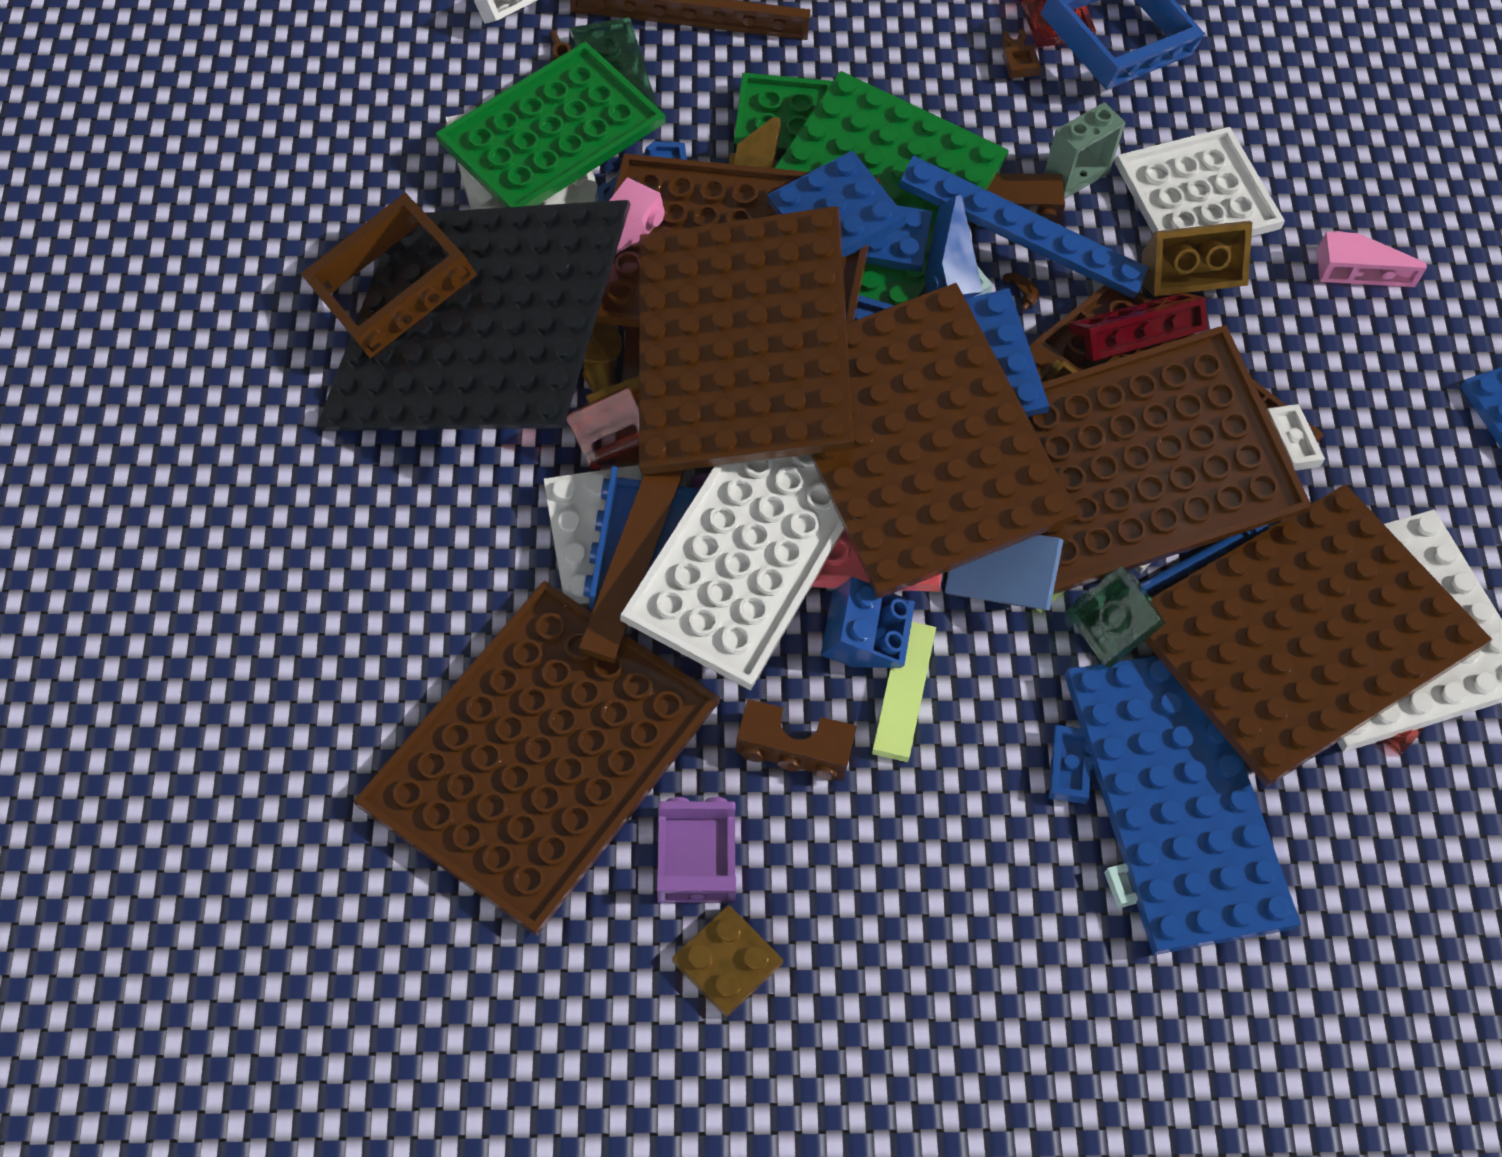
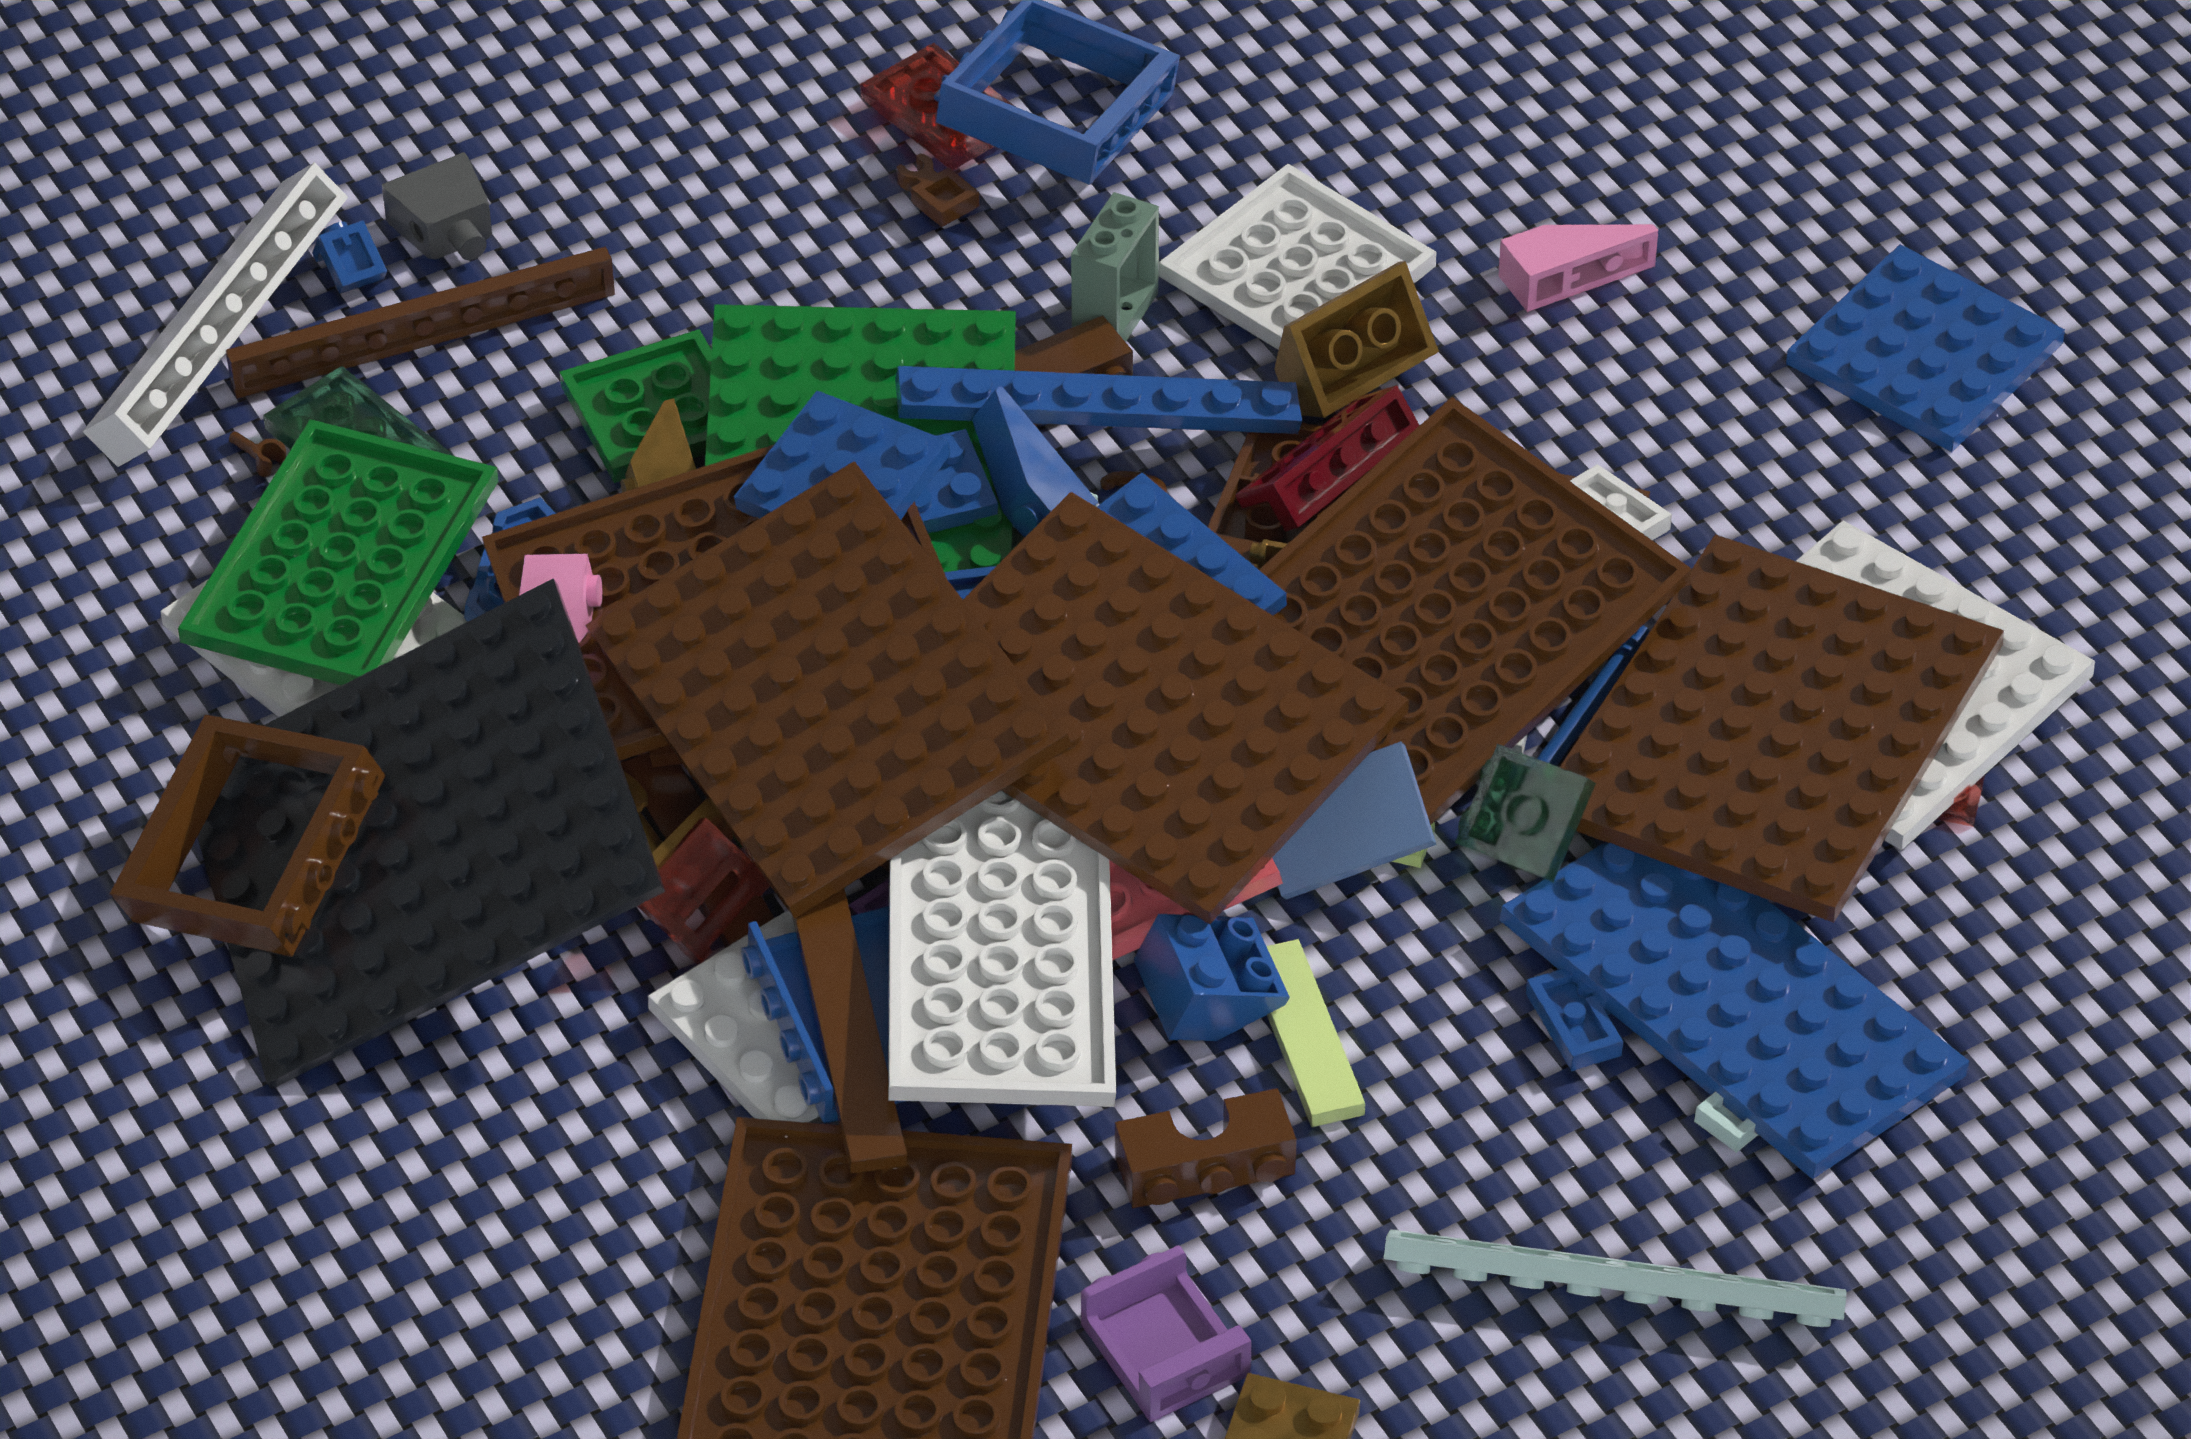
camera: 25 degrees left, 15 degrees down
(999, 967) = (1638, 1280): none -> light aqua plate

